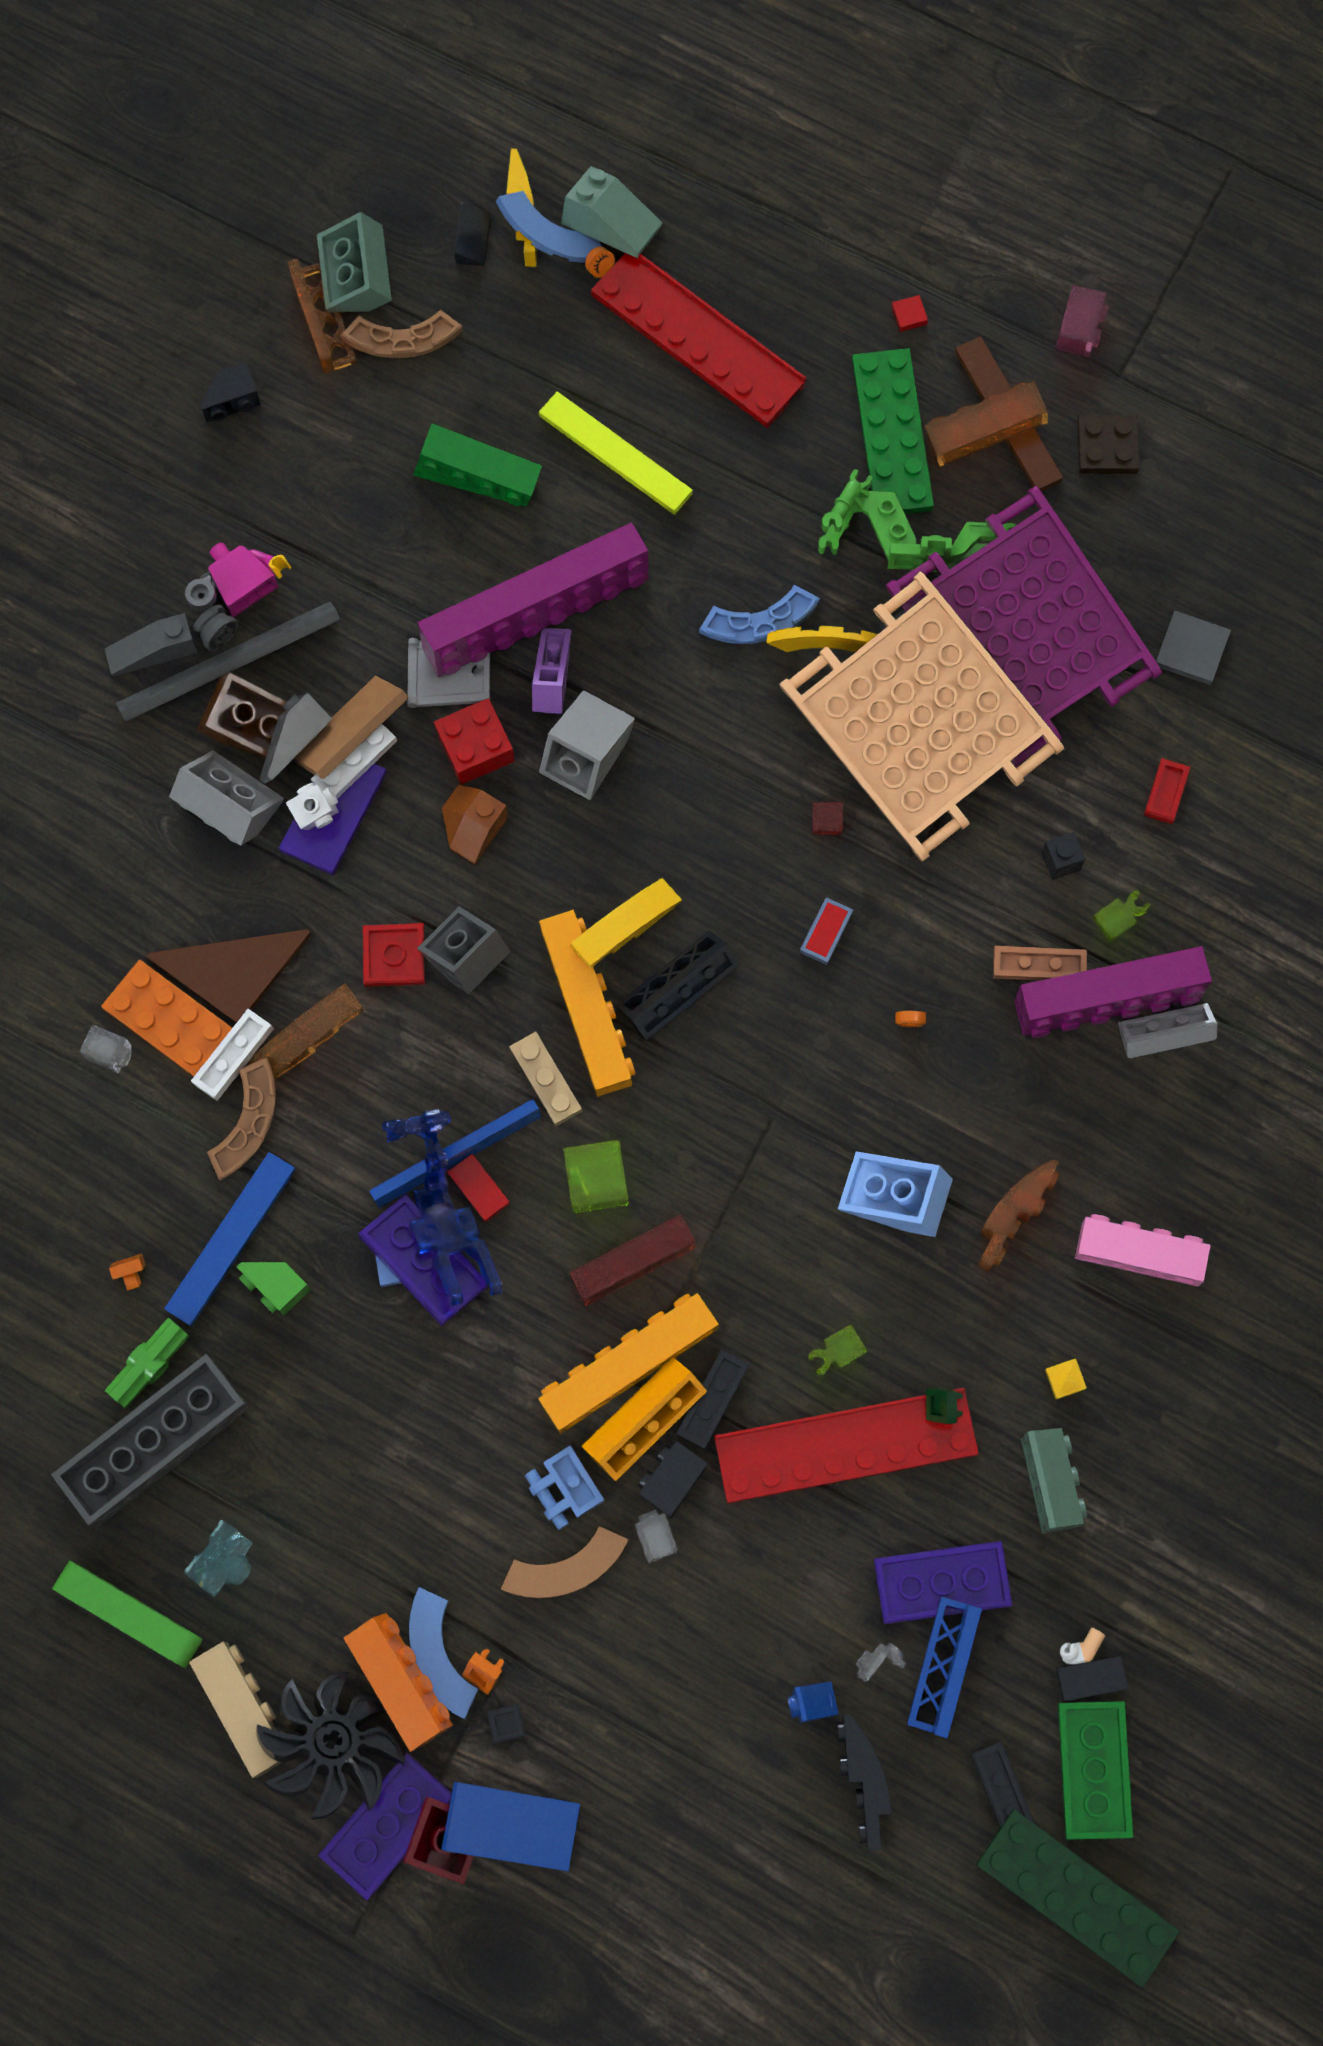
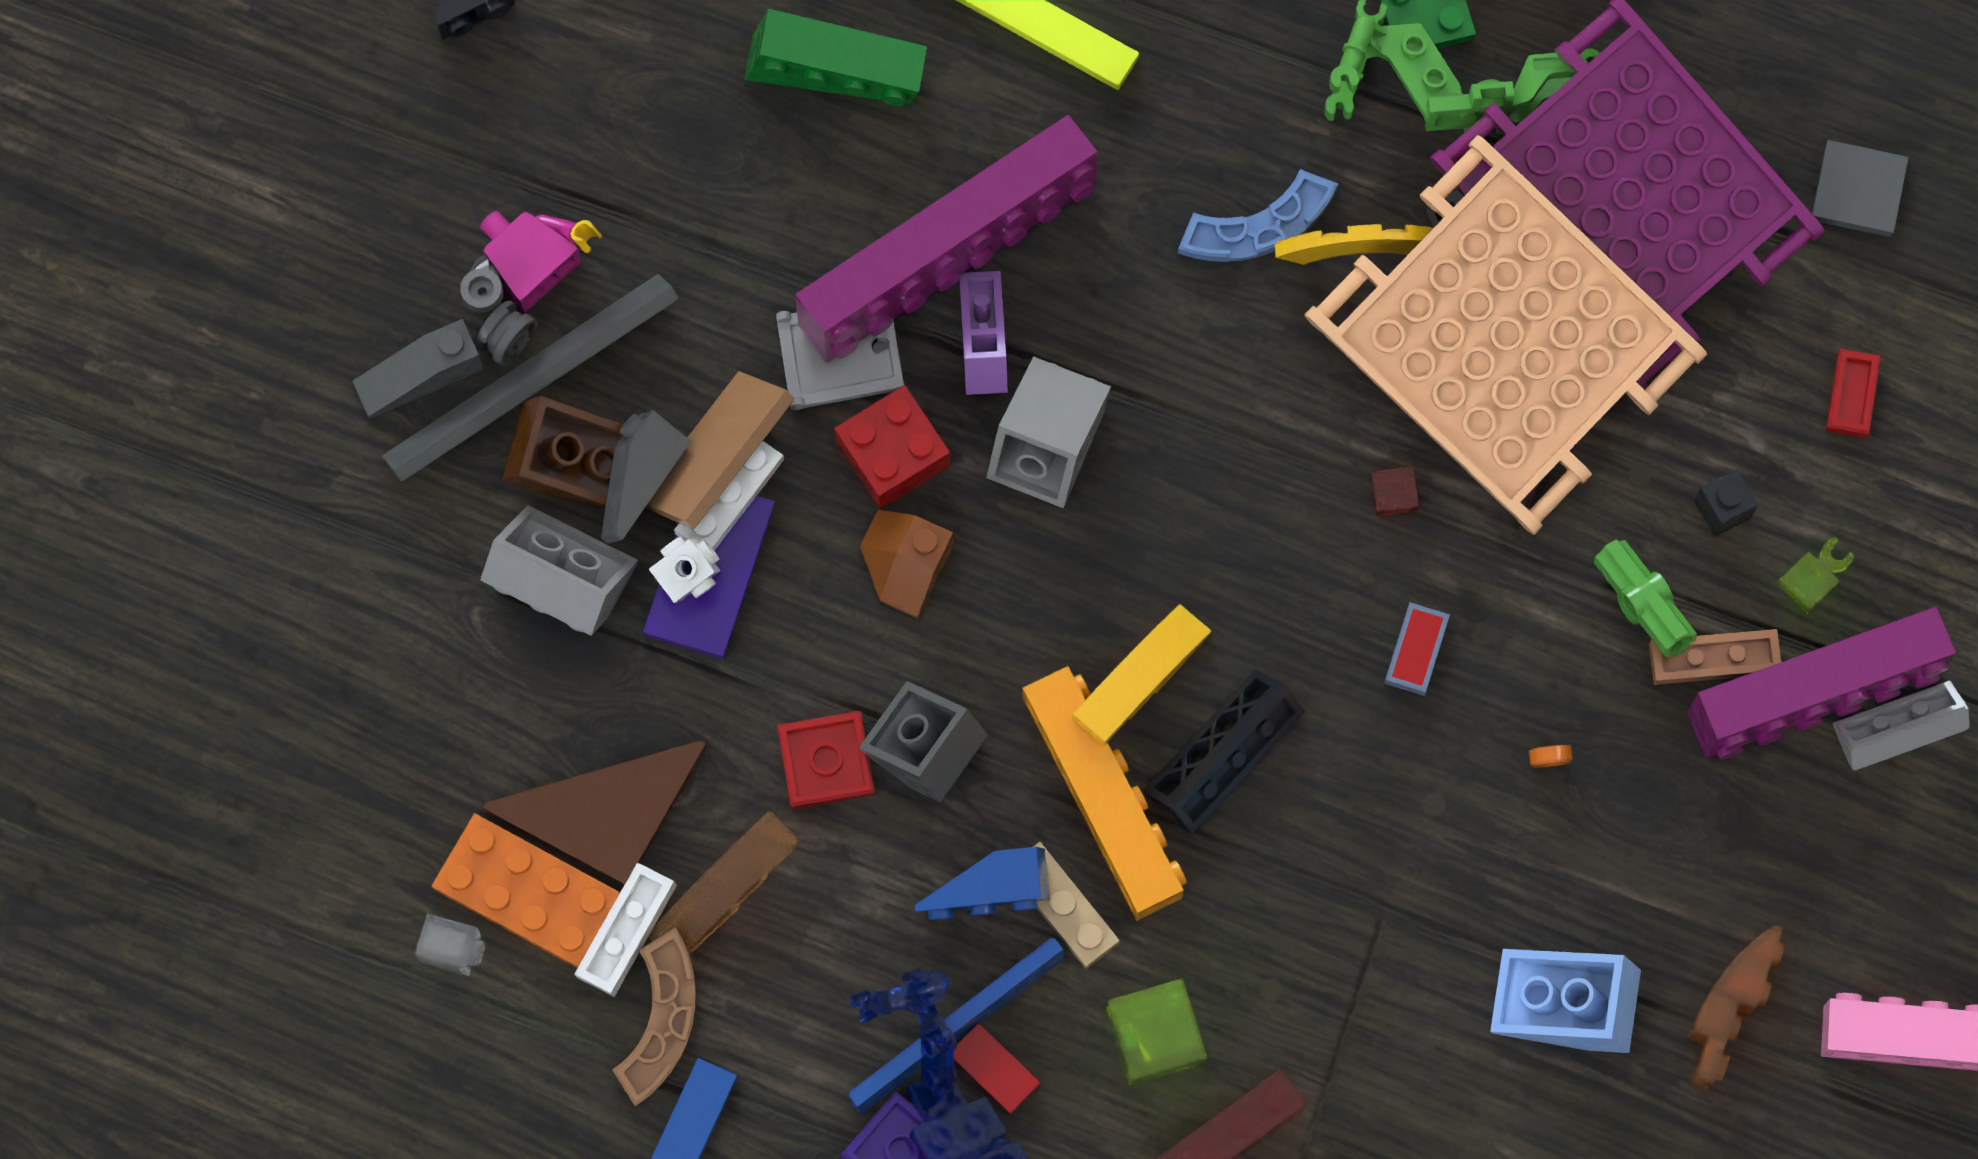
camera: 10 degrees left, 0 degrees up
(499, 1053) = (998, 879): none -> blue slope
(994, 915) = (1645, 598): none -> bright green piece

